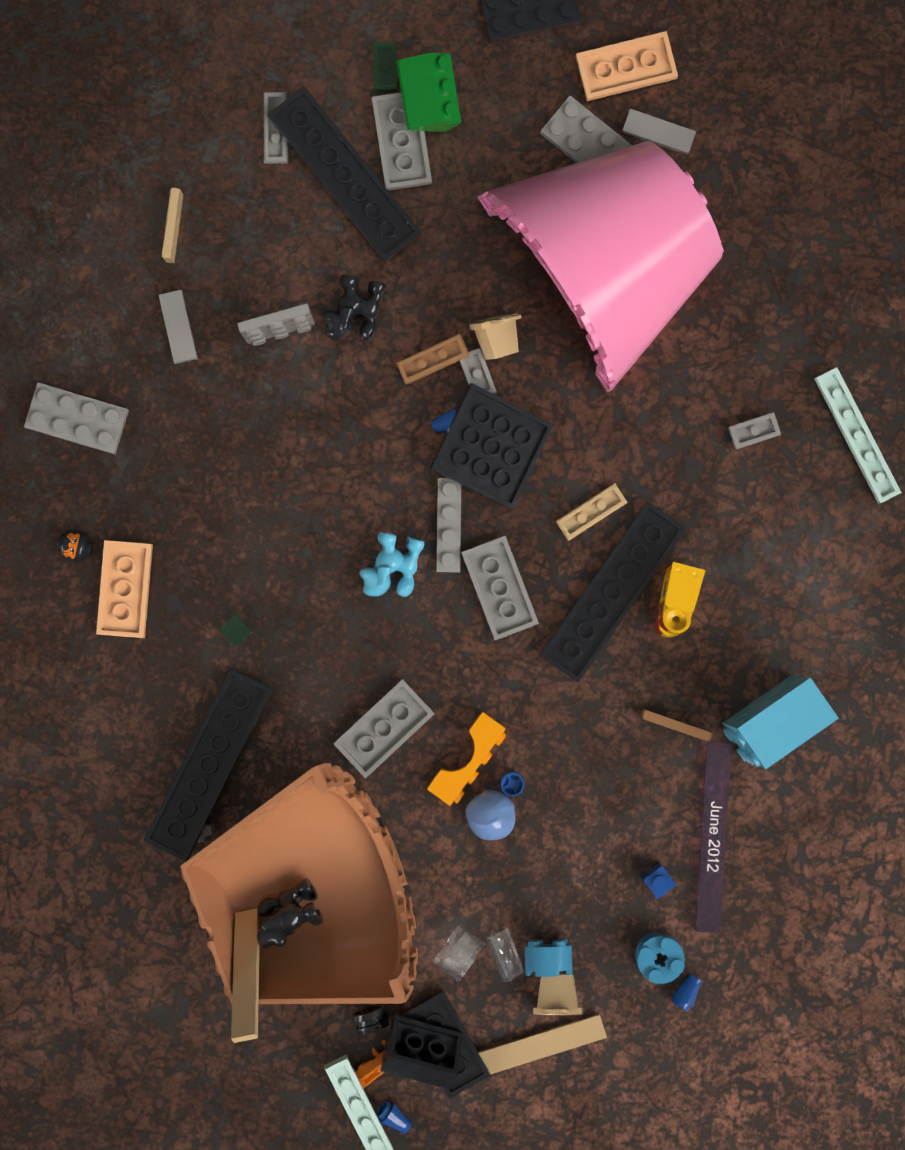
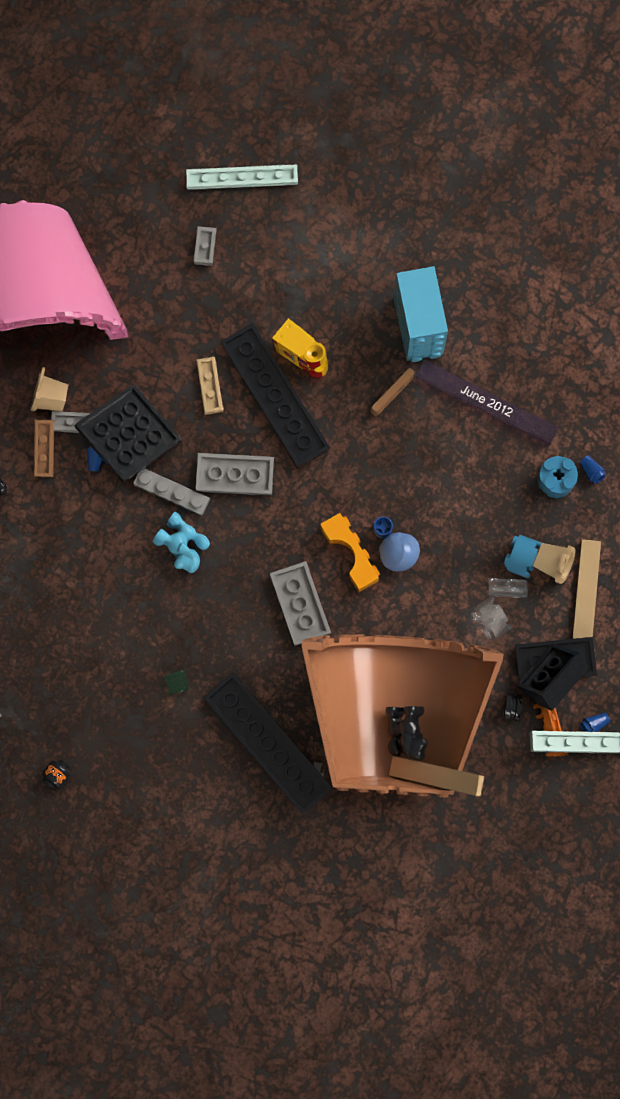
camera: 65 degrees left, 10 degrees down
(124, 589) = (106, 751): light nougat plate -> none
(658, 880) = (500, 453): blue brick -> none

